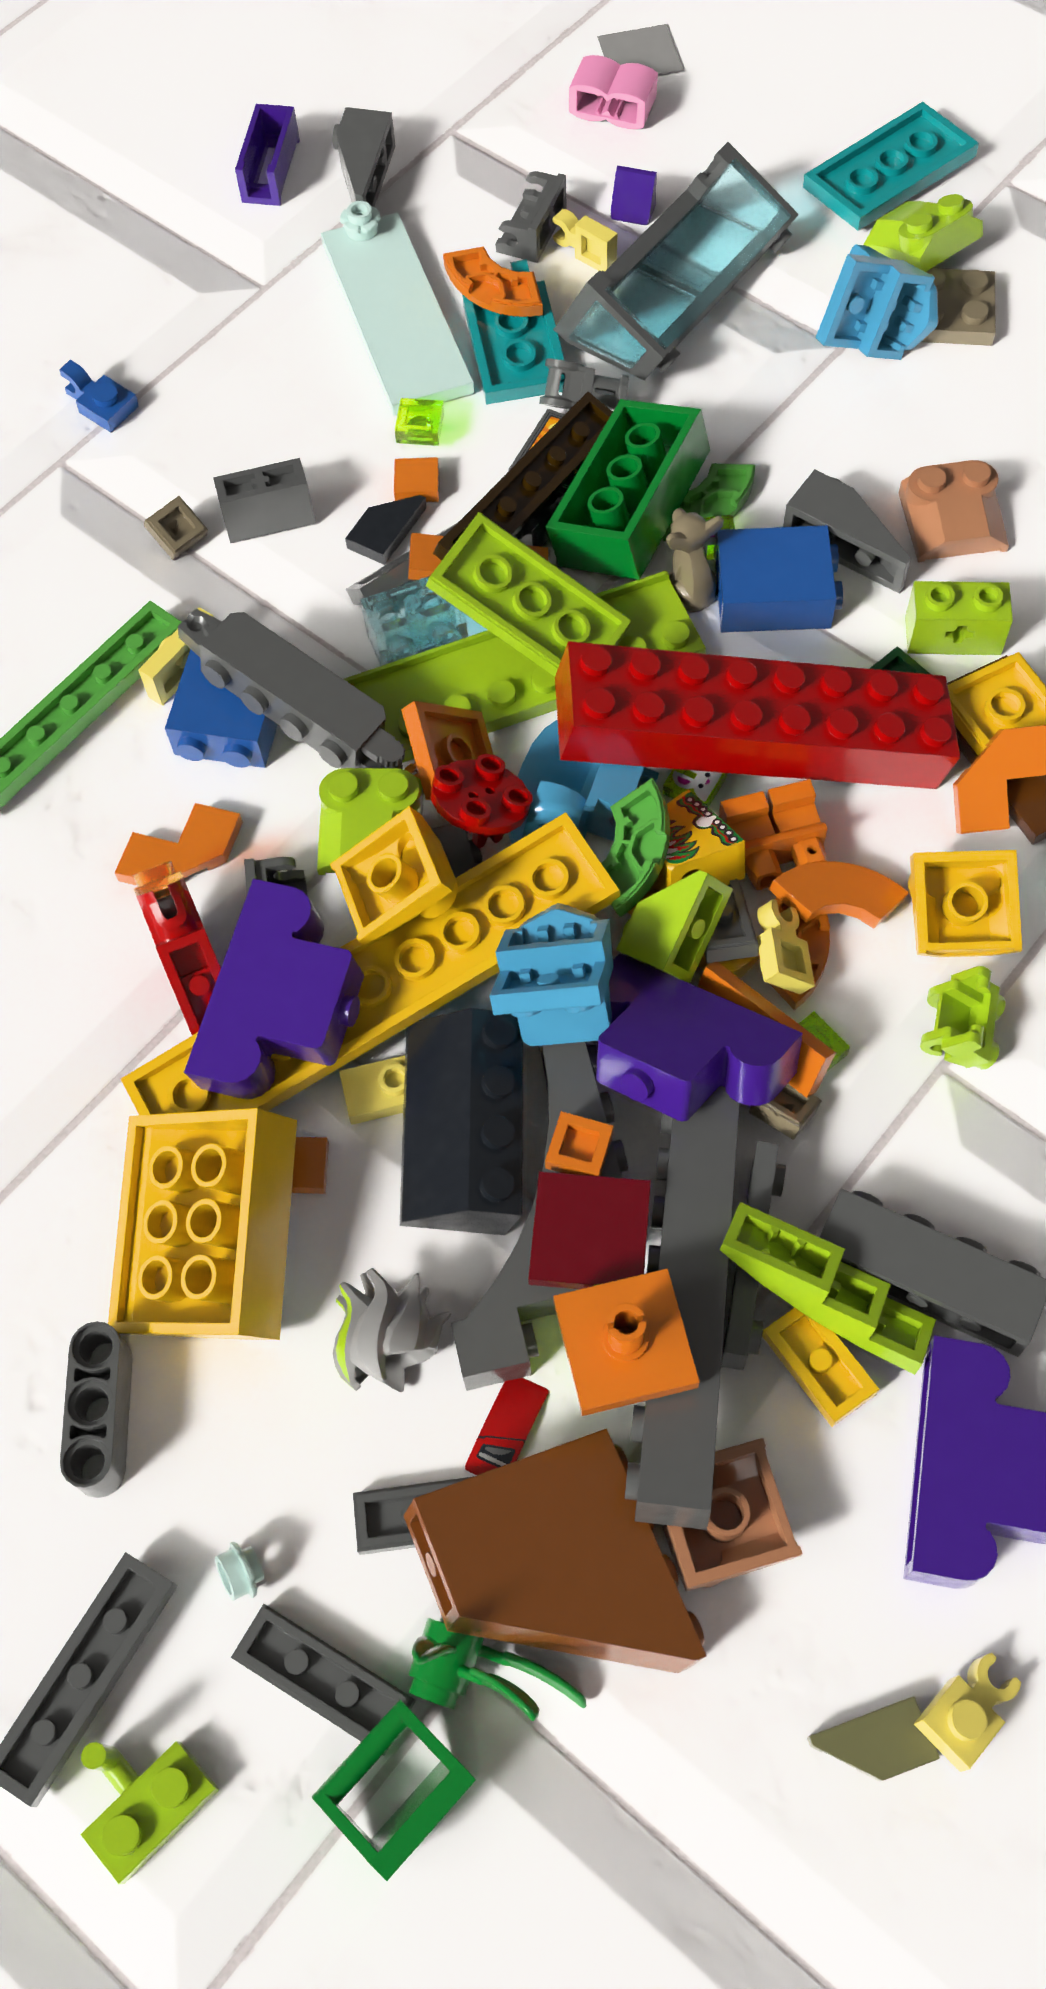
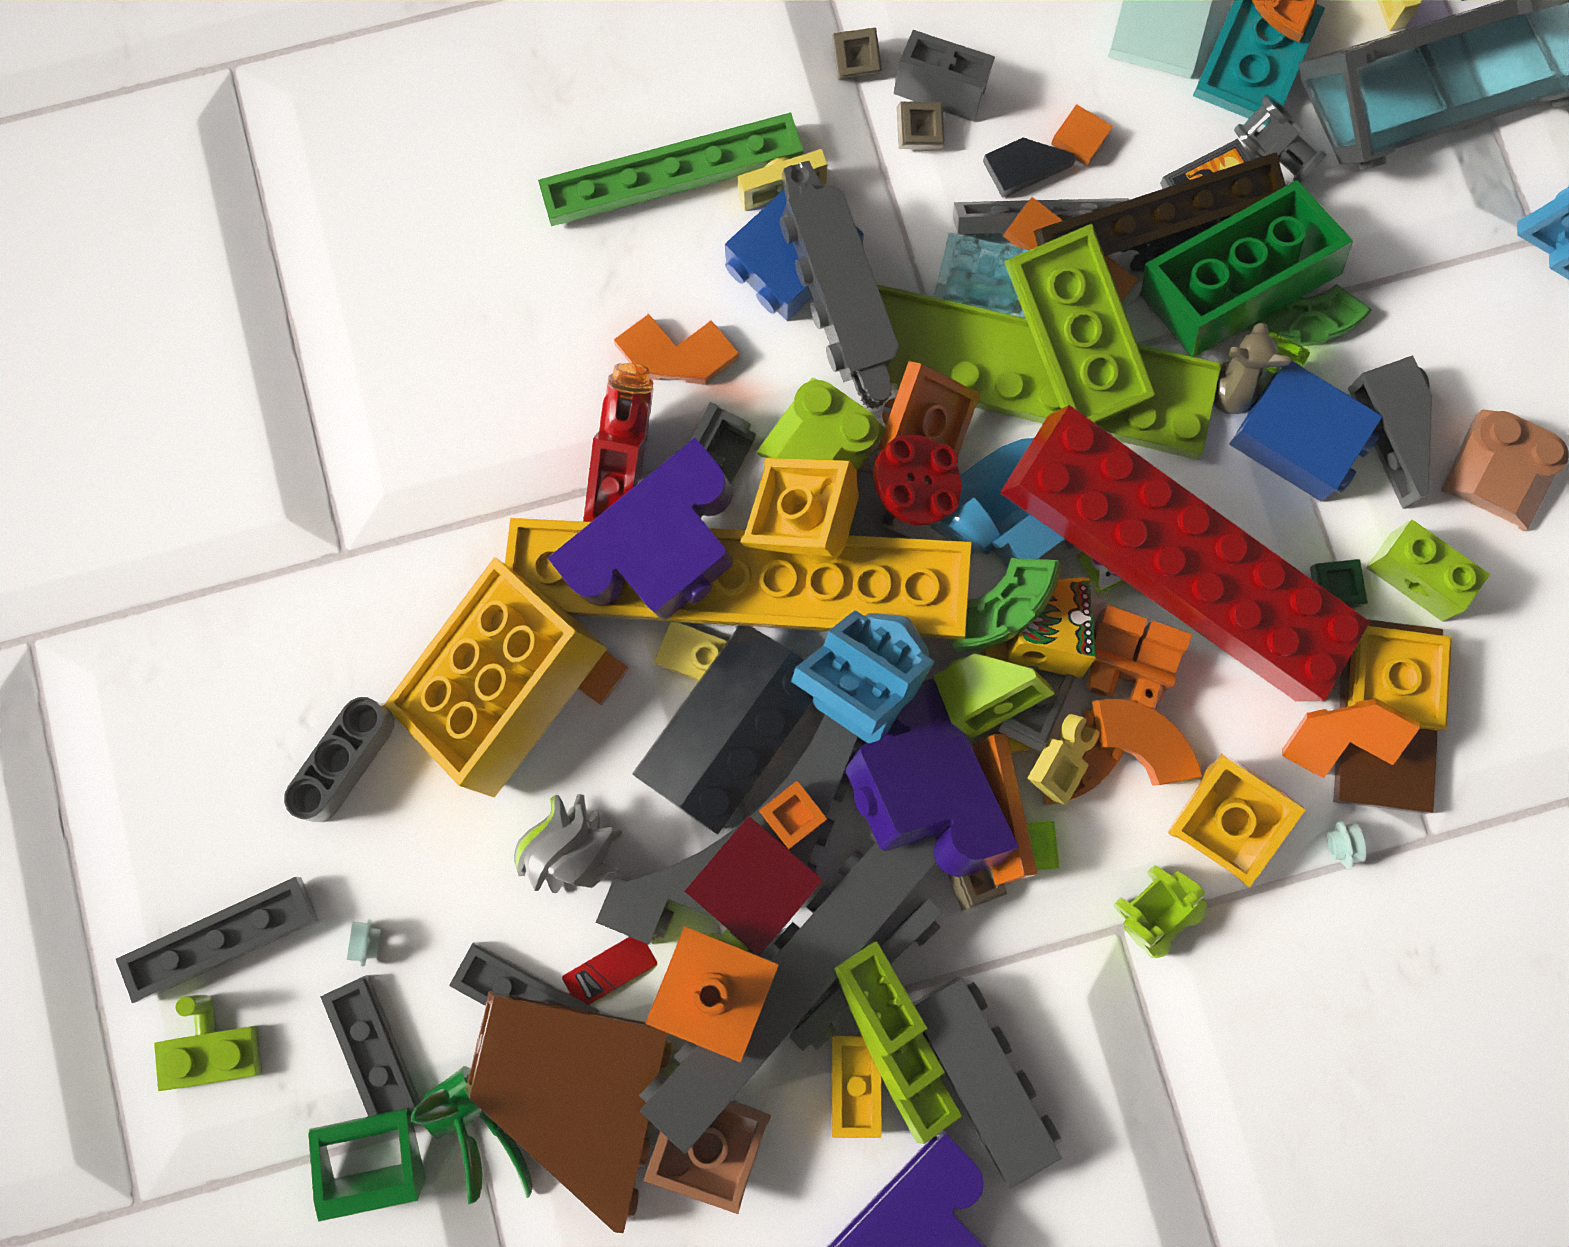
camera: 30 degrees right, 15 degrees up
(272, 549) = (920, 125): none -> dark tan tile
(419, 421) = (1121, 80): clear neon green plate -> none

